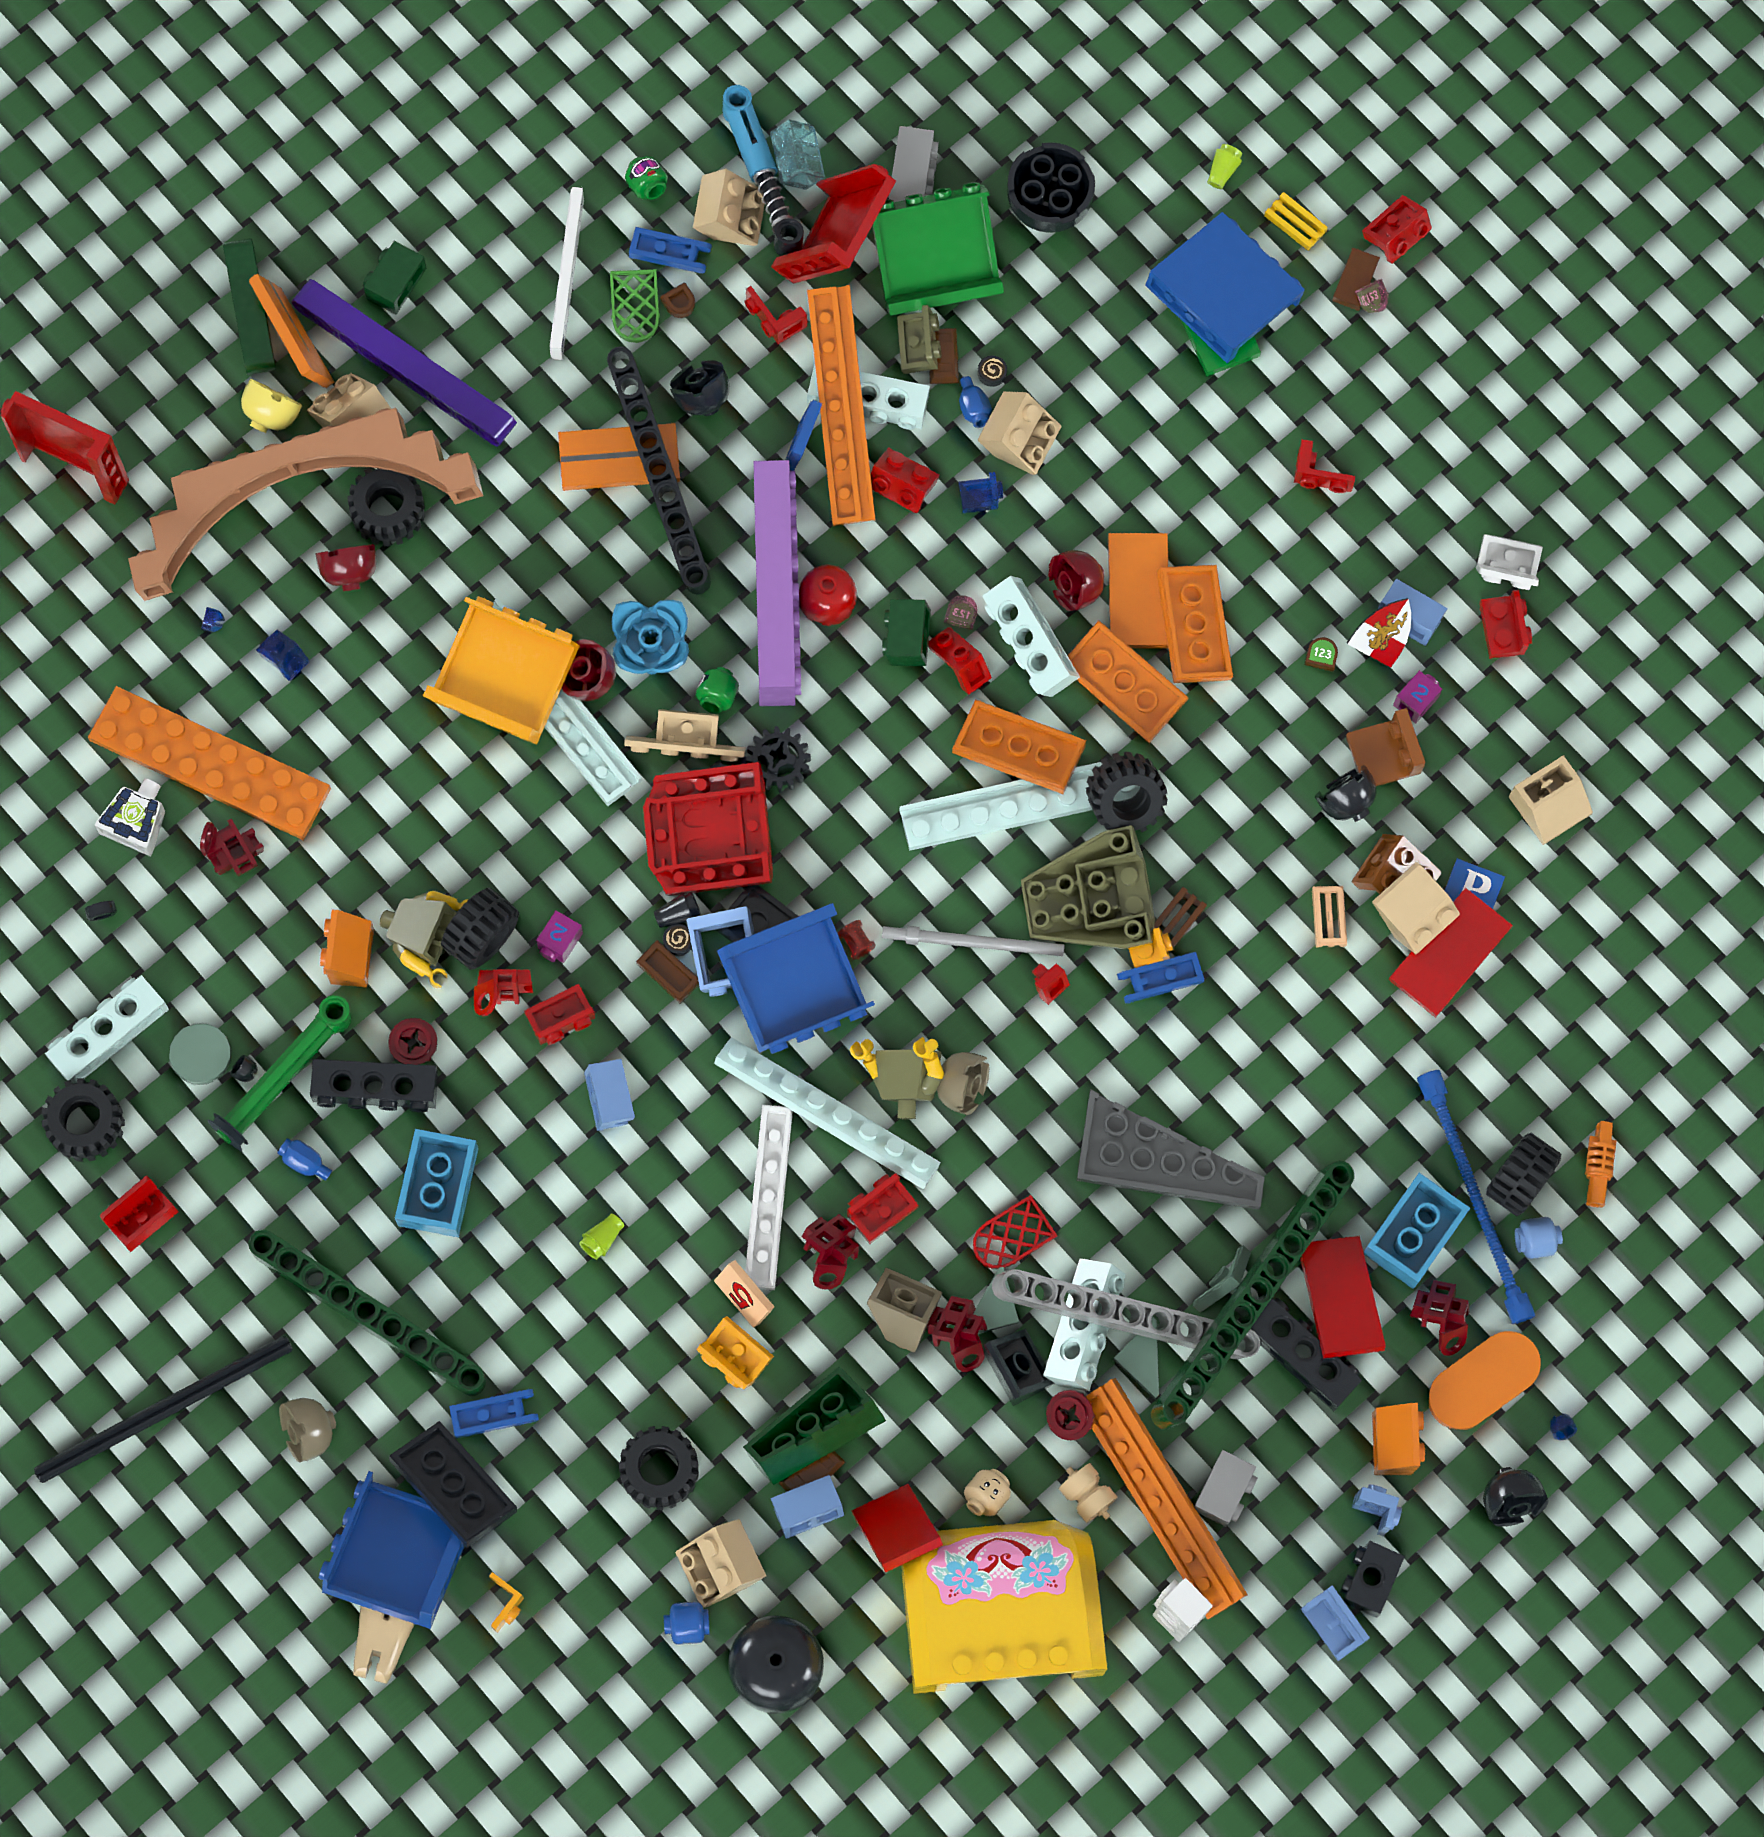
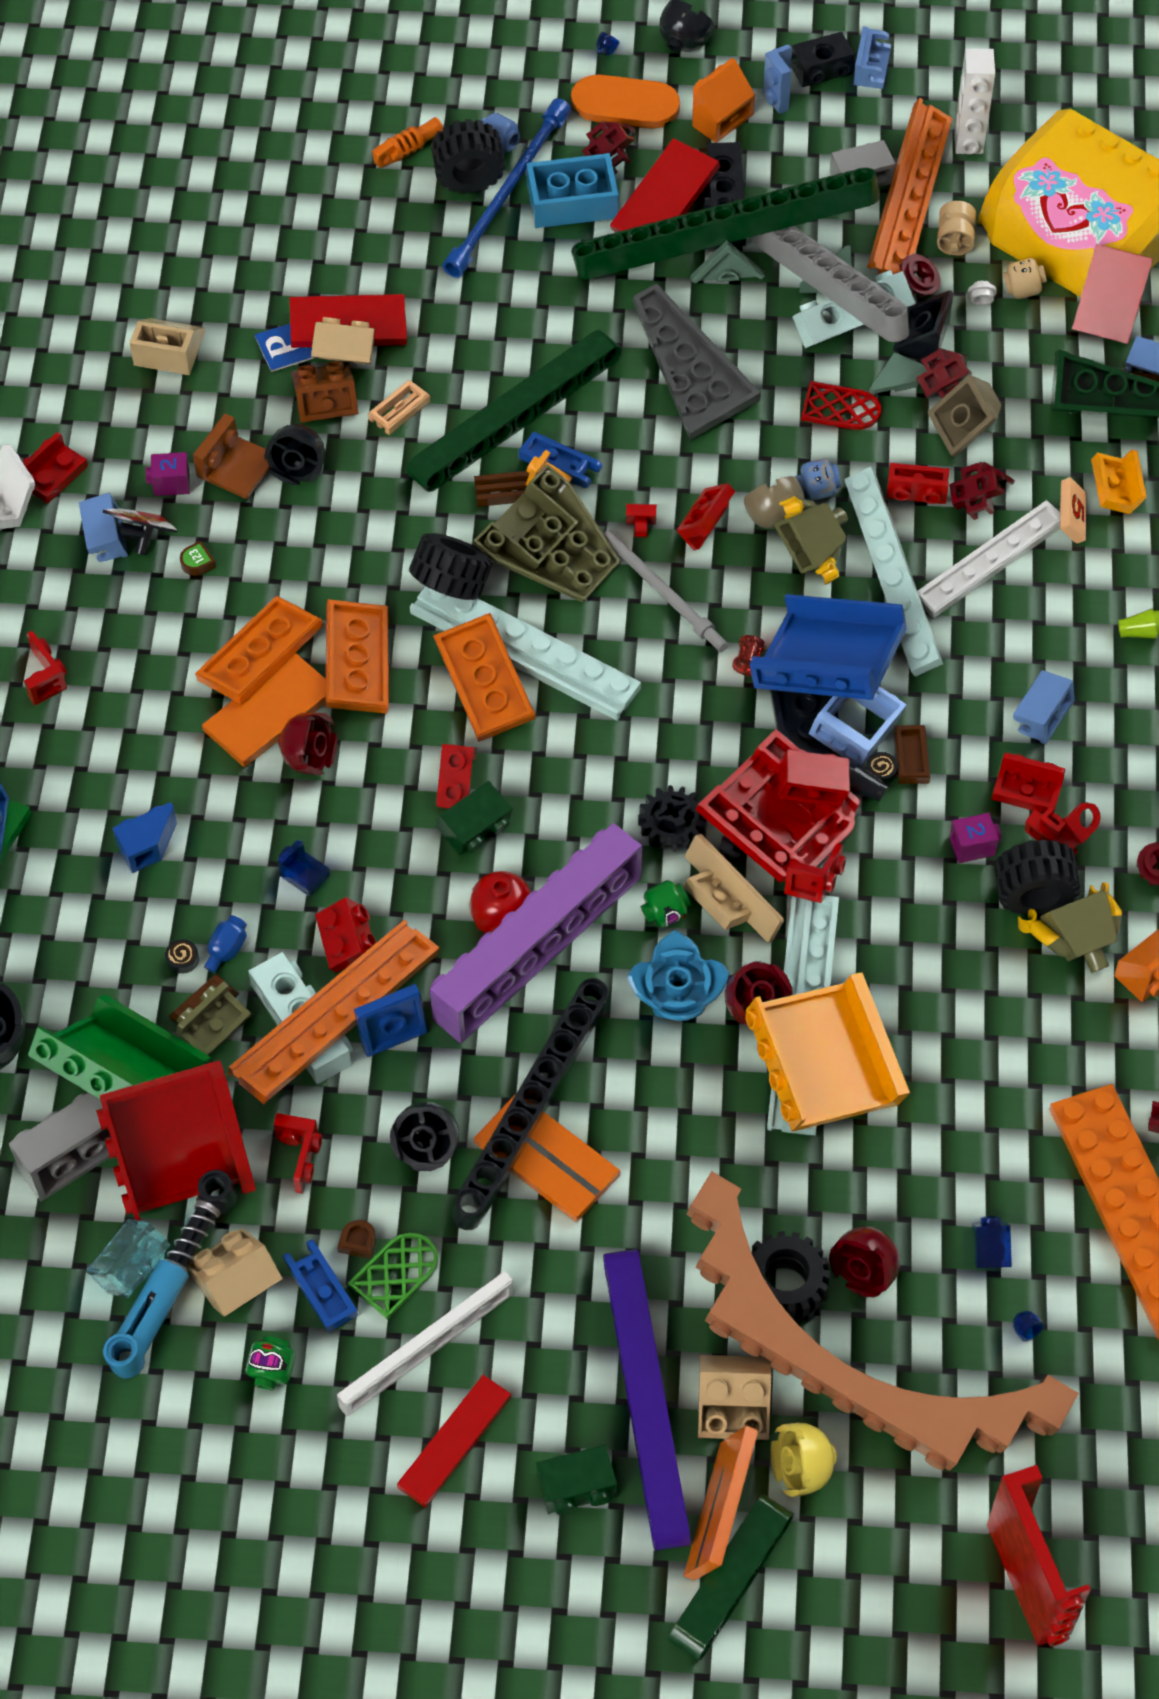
camera: 130 degrees left, 15 degrees down
(493, 239) = (454, 1441): none -> red tile
(636, 784) = (815, 882): none -> red bracket
(703, 862) = (814, 777): none -> brick
(955, 1137) = (819, 479): none -> medium blue head
(961, 612) = (414, 807): tile -> none
(1002, 1021) = (705, 514): none -> red bracket
(1008, 1448) = (982, 293): none -> white plate
(1019, 431) = (219, 887): tan slope -> none
(1059, 670) = (367, 772): light aqua brick -> none
(1105, 419) = (146, 836): none -> blue slope
(1240, 990) = (513, 411): none -> dark green beam

